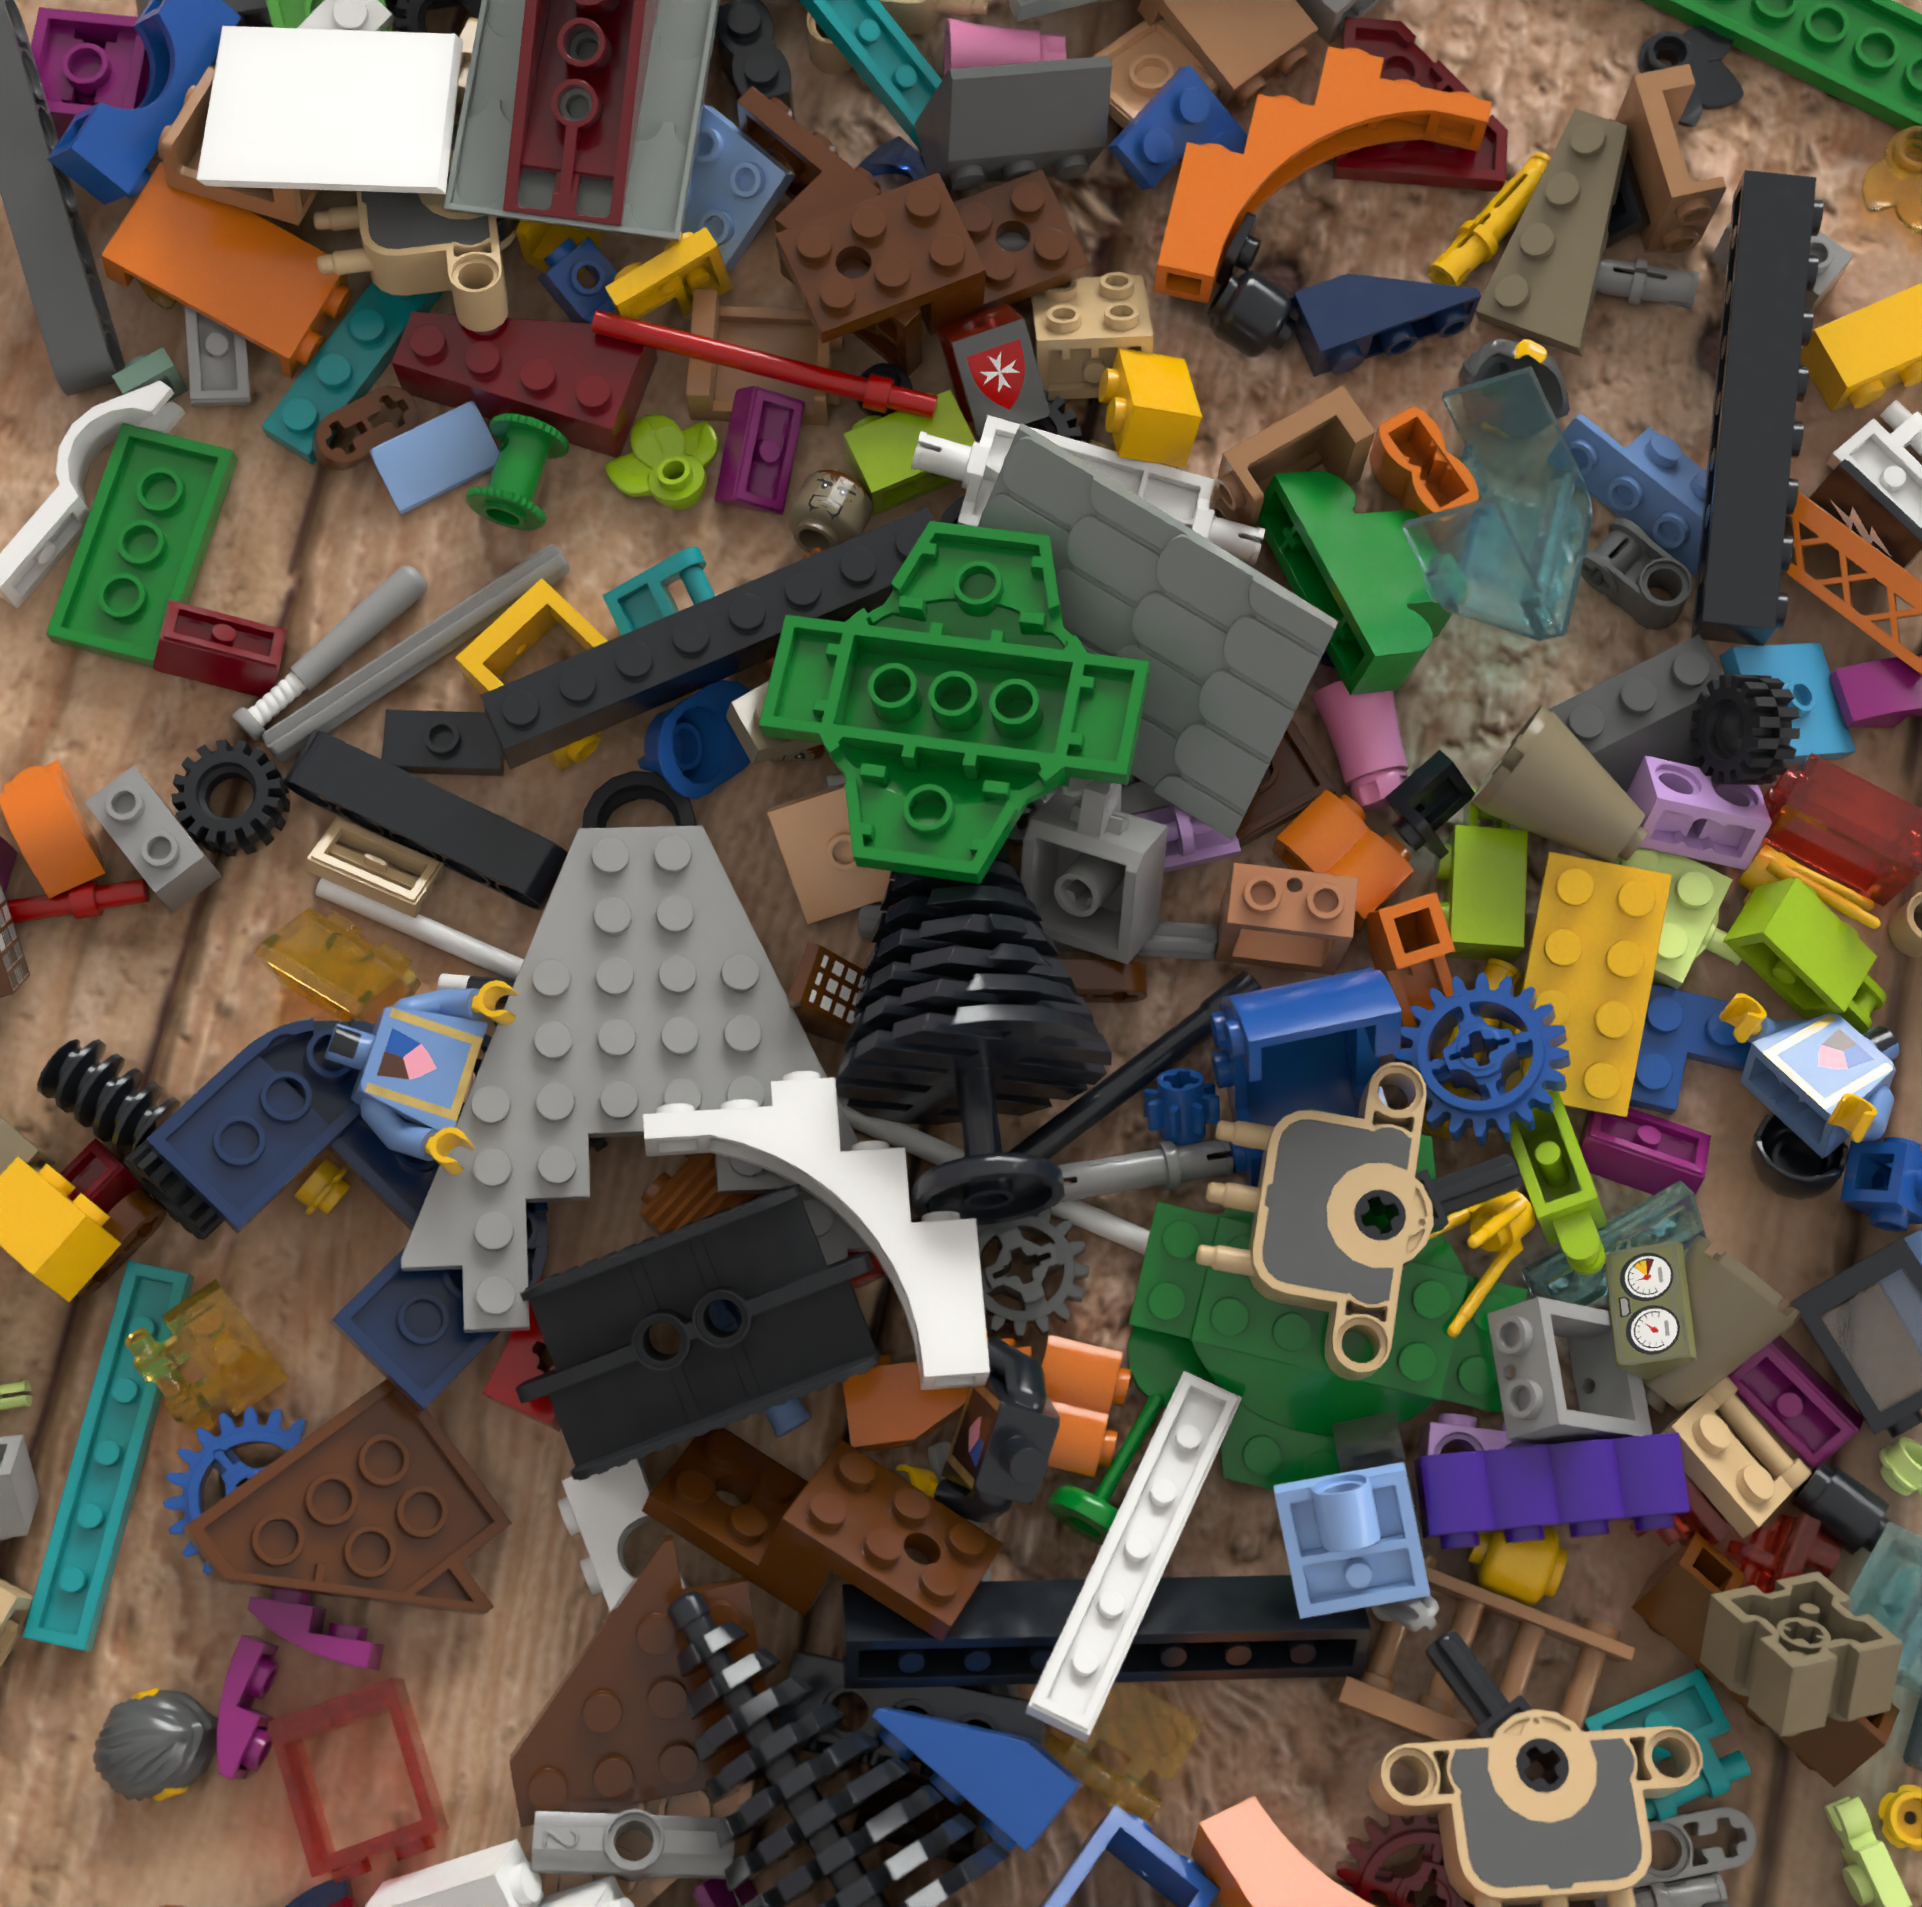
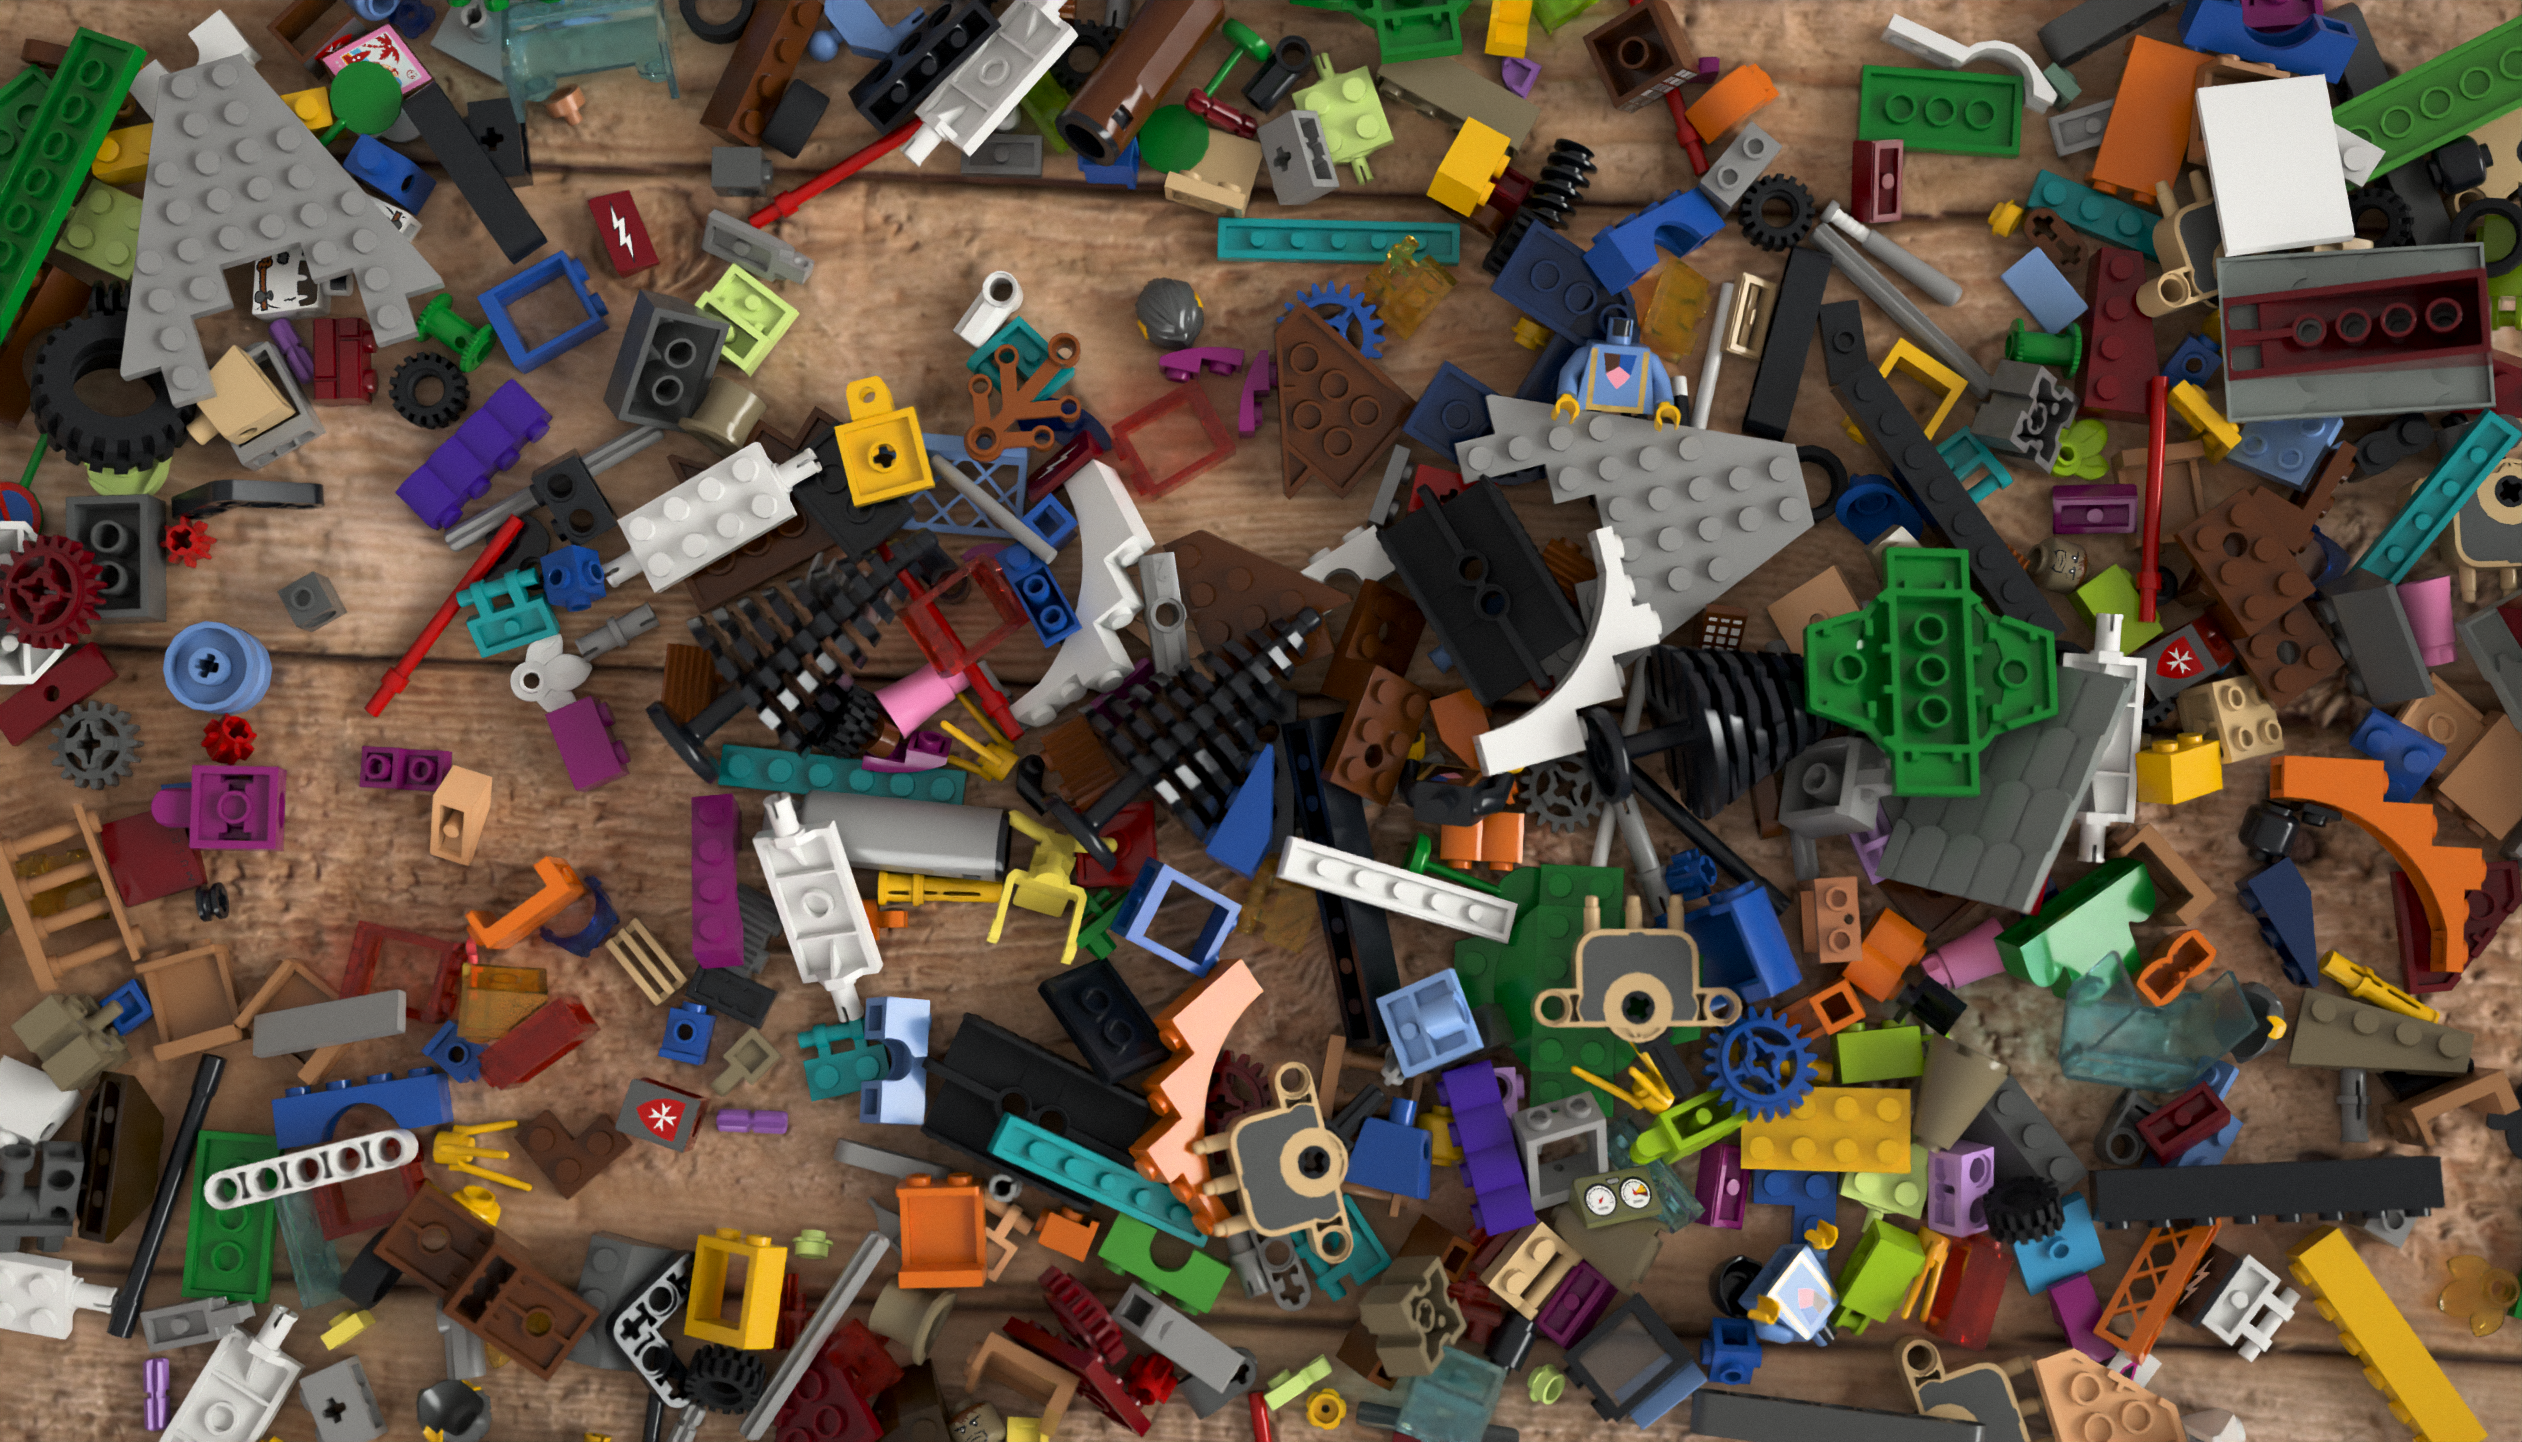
camera: 80 degrees right, 10 degrees up
(227, 1009) = (1628, 250): none -> blue arch
(319, 488) = (2005, 218): none -> yellow plate
(488, 1429) = (1397, 472): none -> flat silver plate
(607, 512) = (2025, 415): none -> flat silver brick
(1541, 1635) = (1393, 1153): none -> blue torso
(1644, 497) = (2183, 1123): none -> dark red slope

